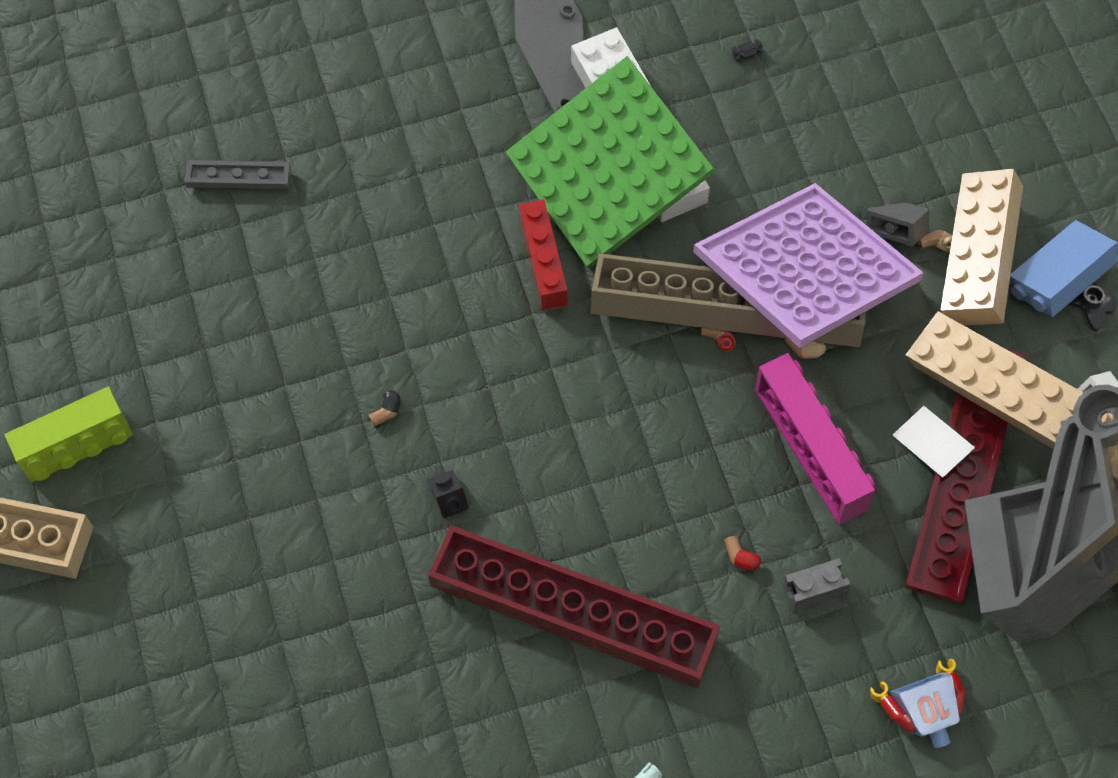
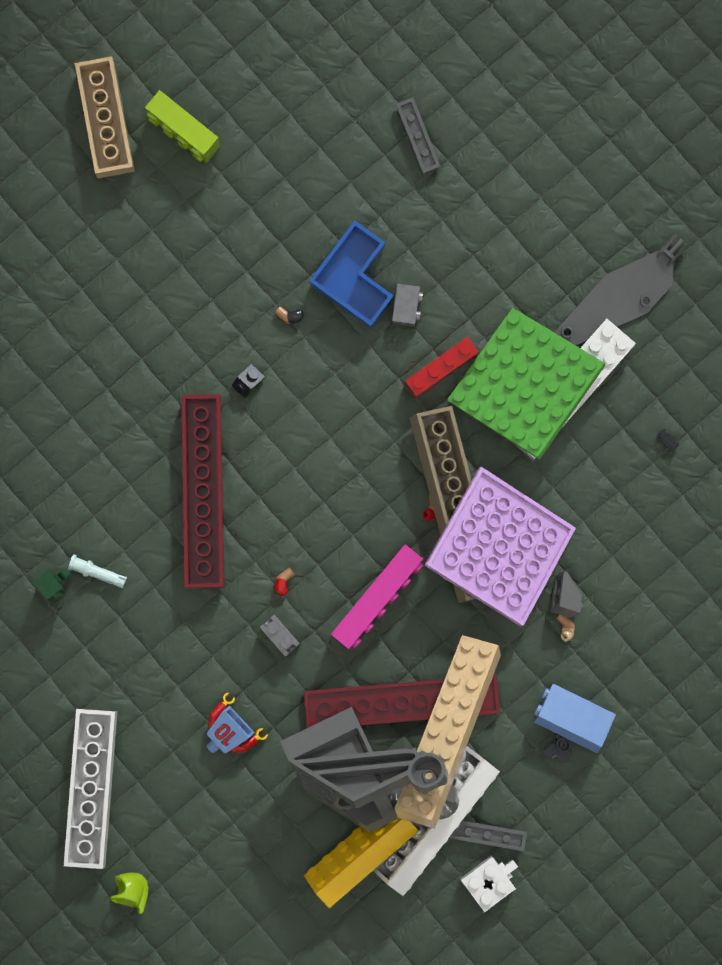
camera: 65 degrees right, 20 degrees up
(374, 320) = (344, 278): none -> blue piece
(443, 265) = (406, 305): none -> flat silver brick
(933, 441) = (411, 674): white sticker -> none
(982, 247) = (567, 658): brick -> none

